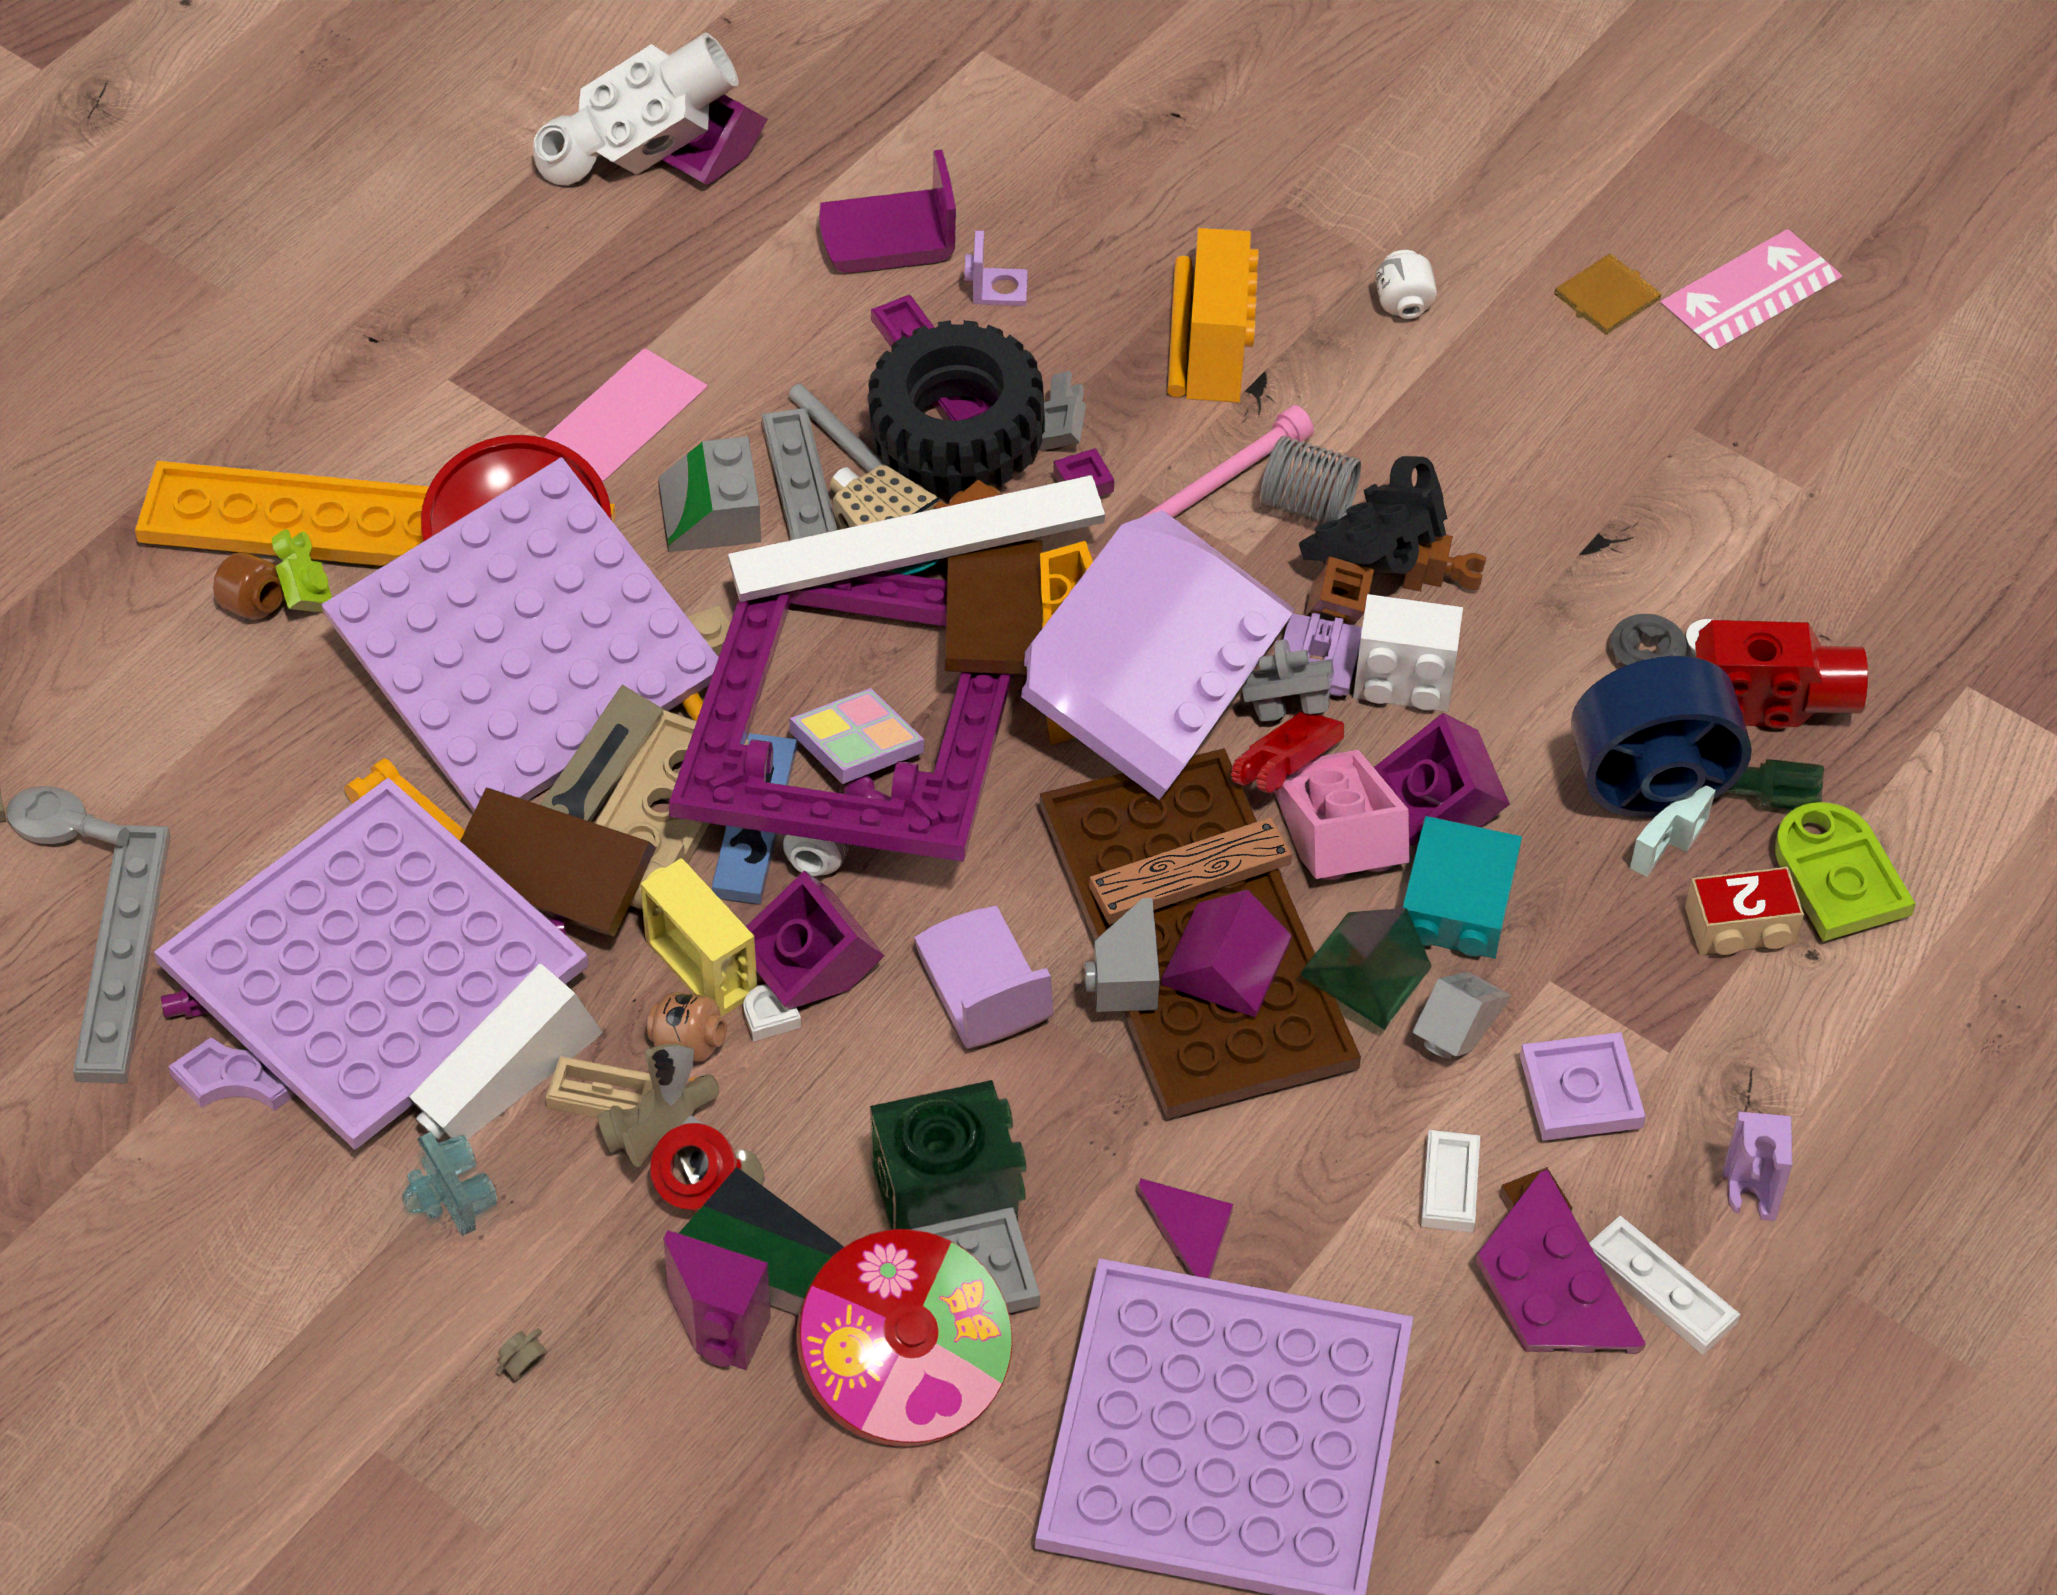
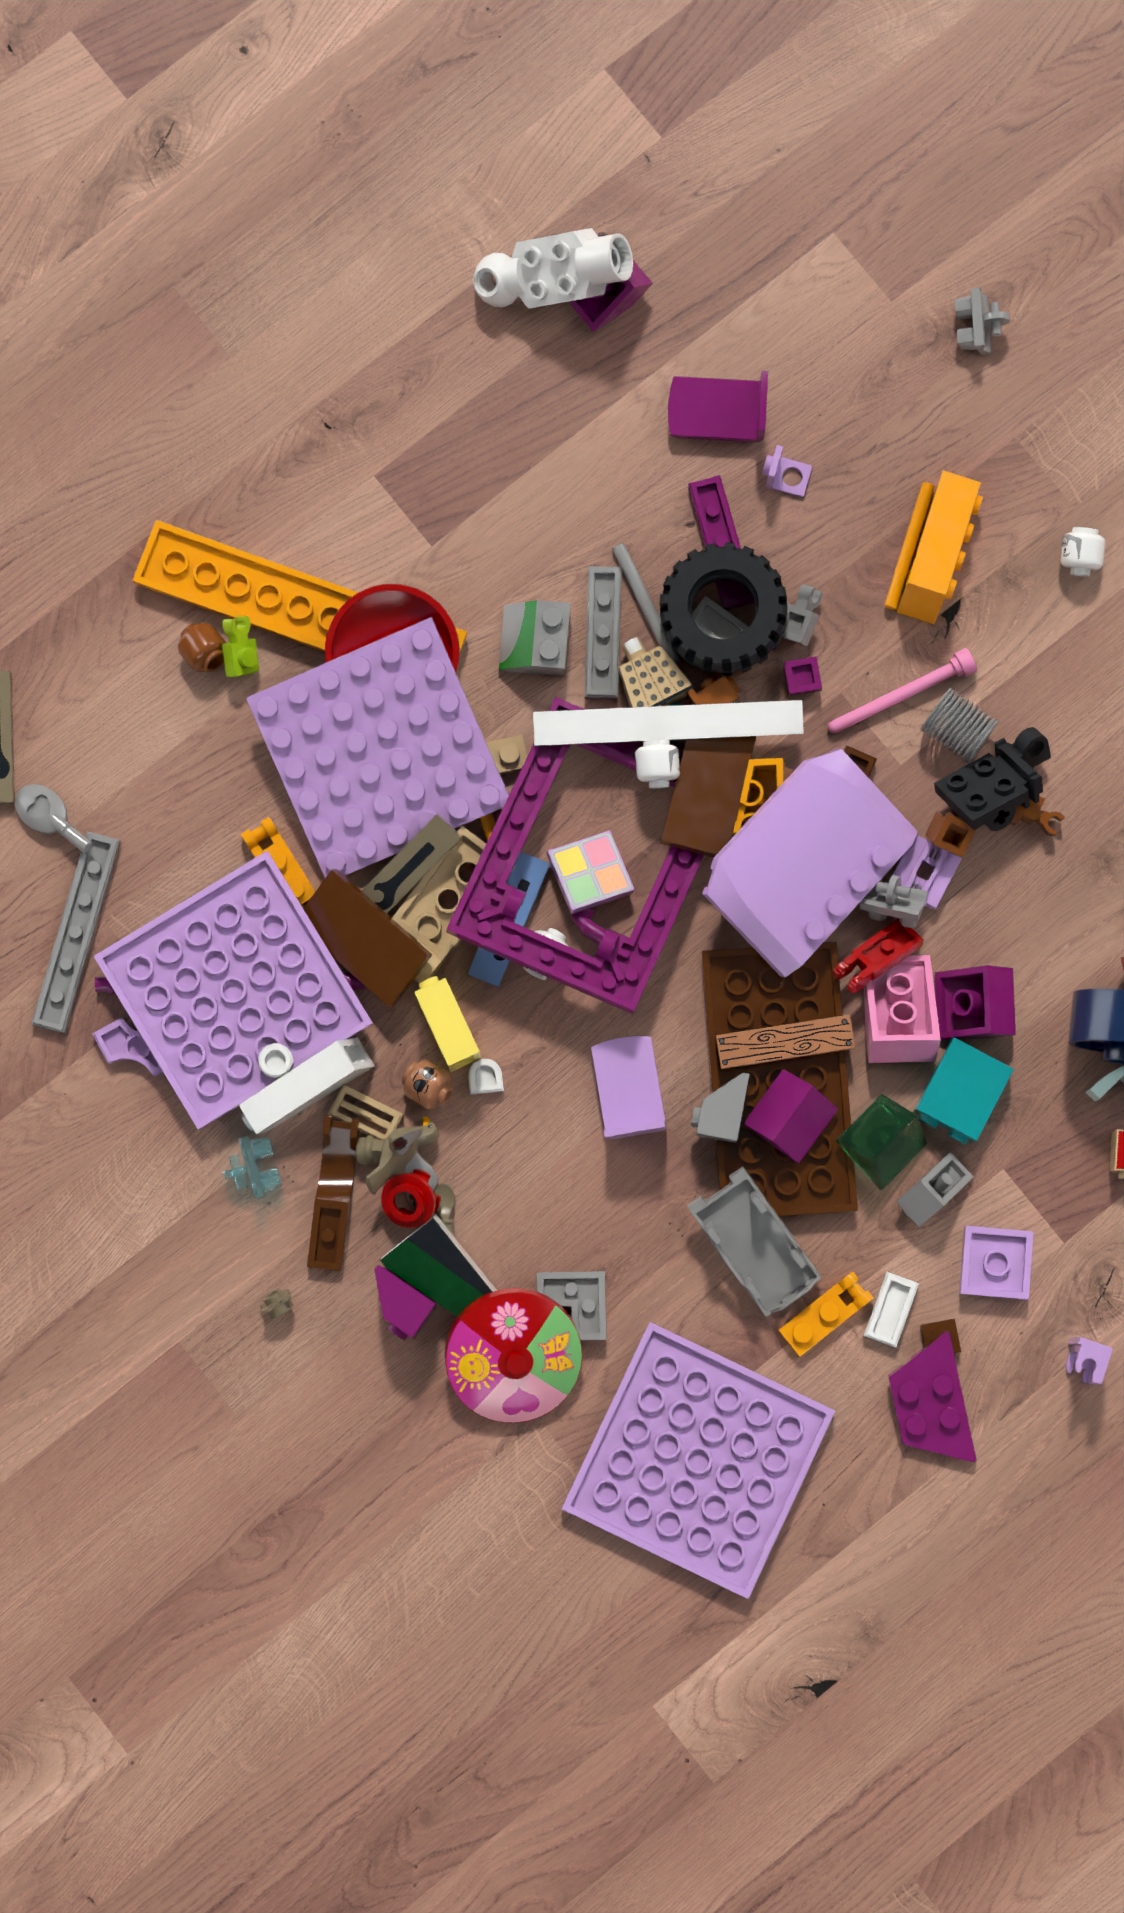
camera: 15 degrees right, 30 degrees up
(452, 1022) = (275, 1060): none -> white tile
(577, 1194) = (333, 1194): none -> reddish brown piece
(627, 411) = (487, 541): bright pink sticker -> none
(810, 944) = (519, 1039): magenta slope -> none
(915, 581) = (657, 763): none -> white head
(946, 1156) = (589, 1225): clear green brick -> none
(1189, 1223) = (716, 1305): magenta tile -> none
(1209, 84) = (977, 308): none -> light grey hips
(1226, 1118) = (755, 1243): none -> light grey piece
(1355, 1206) = (824, 1315): none -> light orange plate
(1407, 653) = (982, 898): white brick -> none
(1663, 1285) = (1001, 1417): white tile -> none

